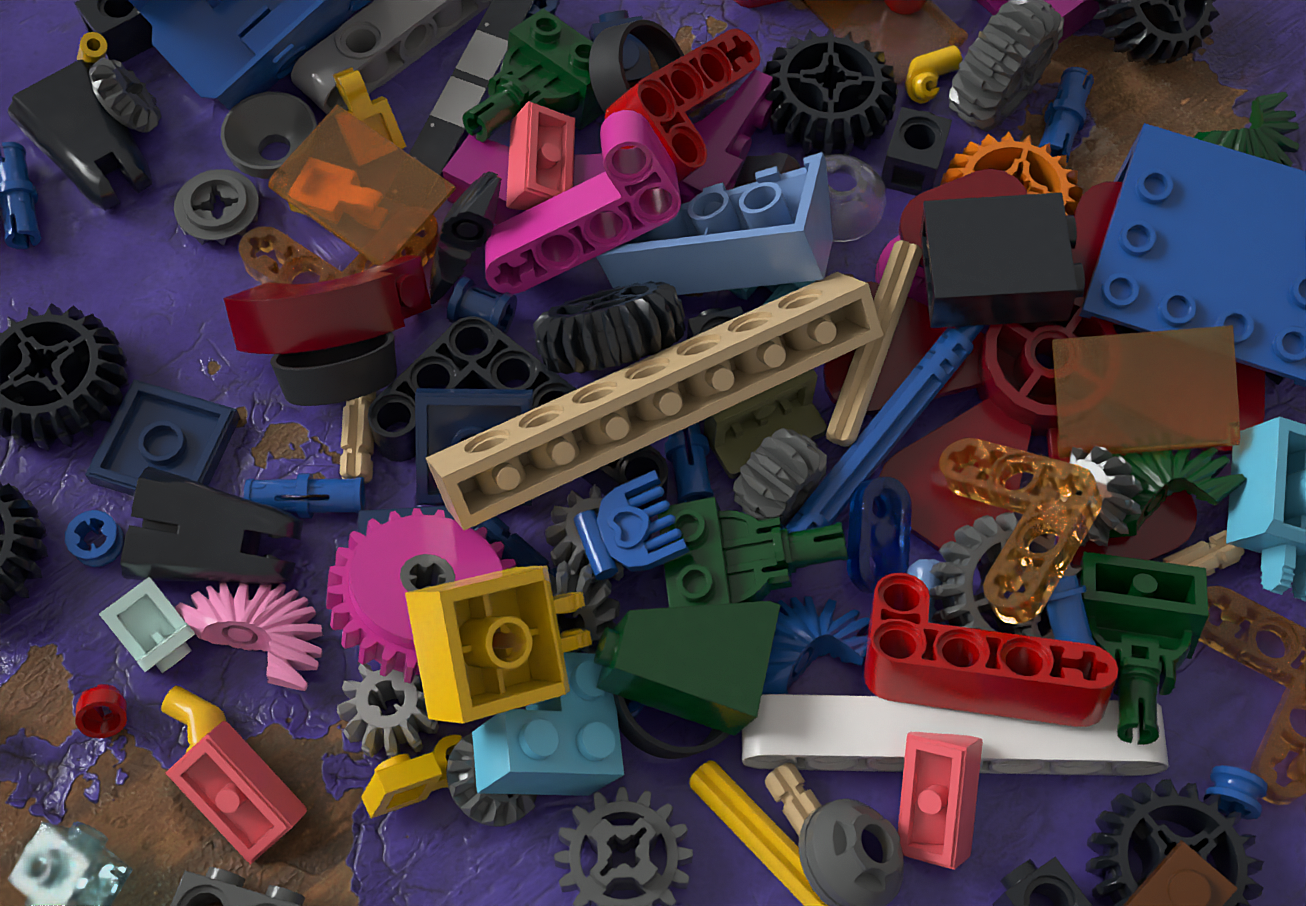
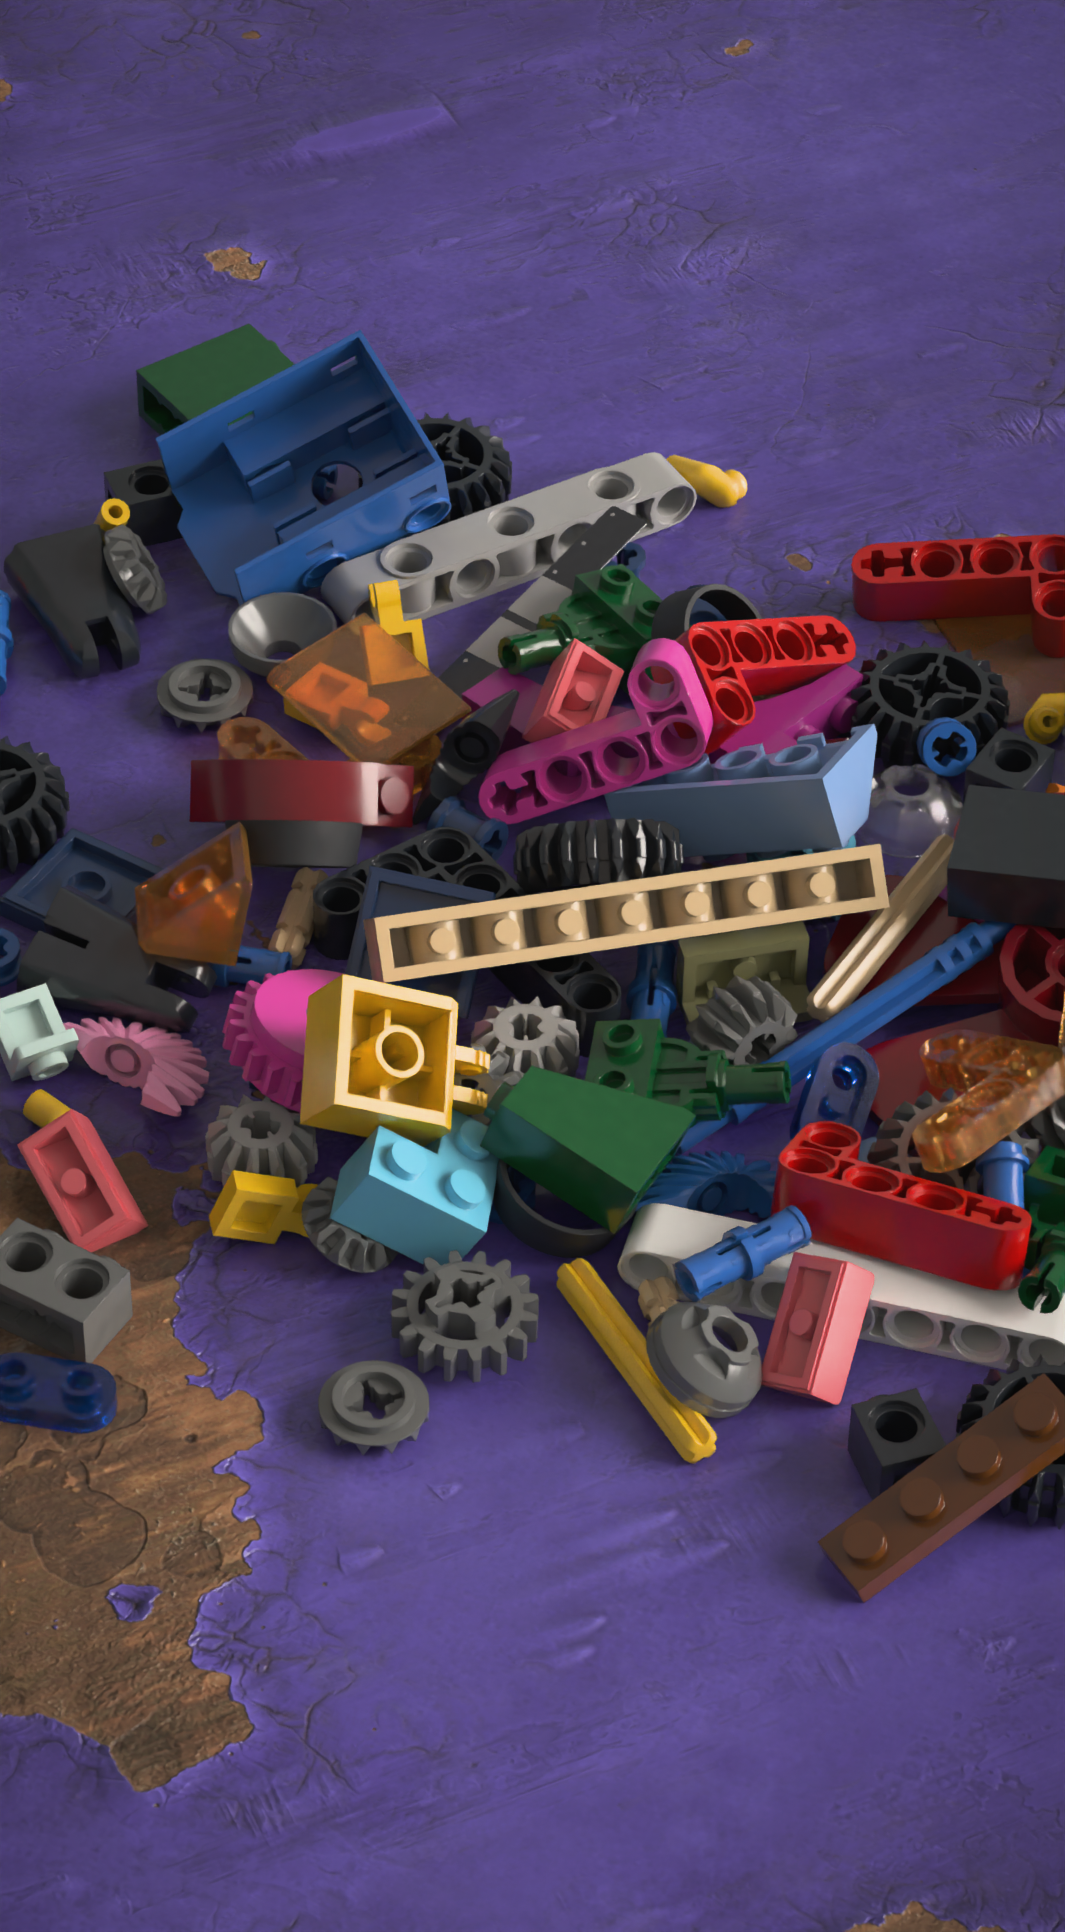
camera: 15 degrees right, 20 degrees down
(266, 462) = (198, 902): none -> clear orange slope
(624, 530) = (556, 1027): blue piece -> none
(837, 780) = (742, 1253): none -> blue pin
(866, 150) = (949, 764): none -> blue bush

